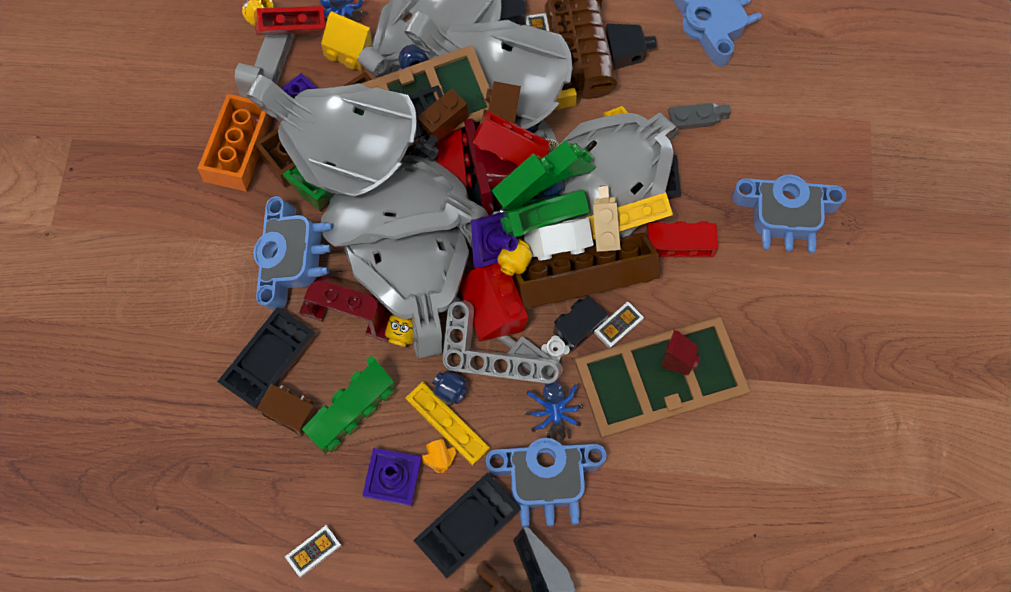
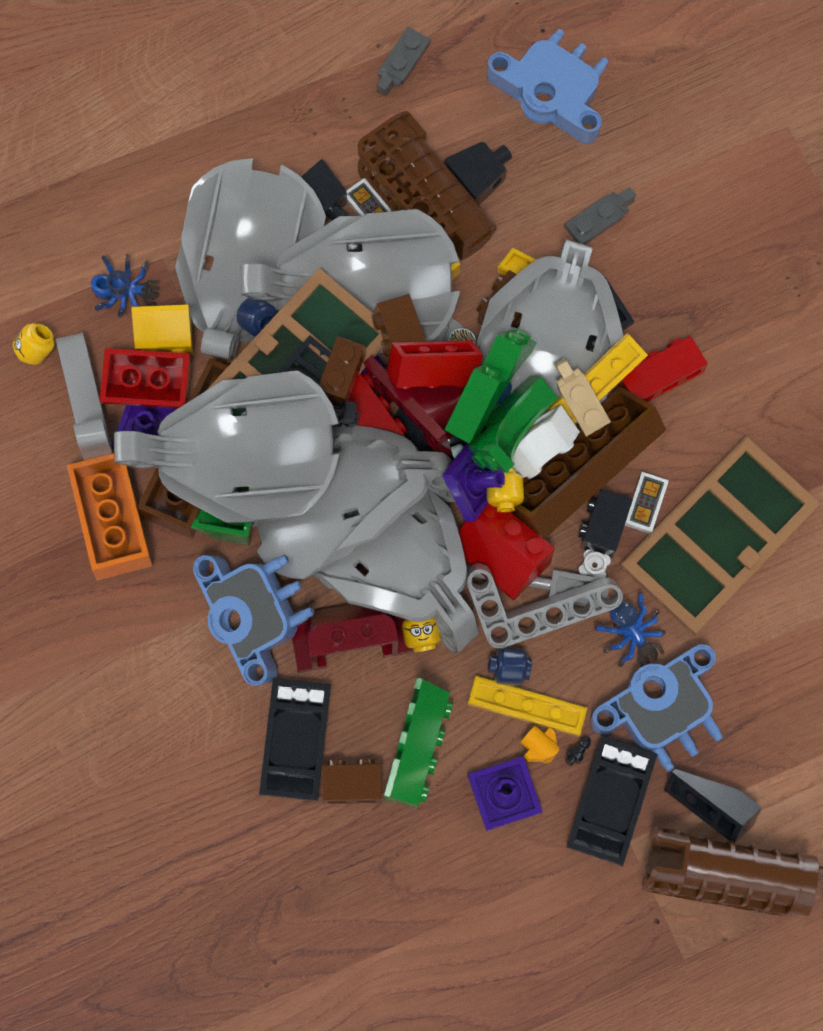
camera: 30 degrees left, 5 degrees up
(289, 20) = (87, 341): red brick -> none
(313, 551) = (468, 915): tile -> none
(315, 63) = (145, 378): none -> red slope
(462, 476) = (575, 753): none -> black piece
(680, 354) = (731, 503): dark red slope -> none
(786, 217) = (758, 289): medium blue piece -> none

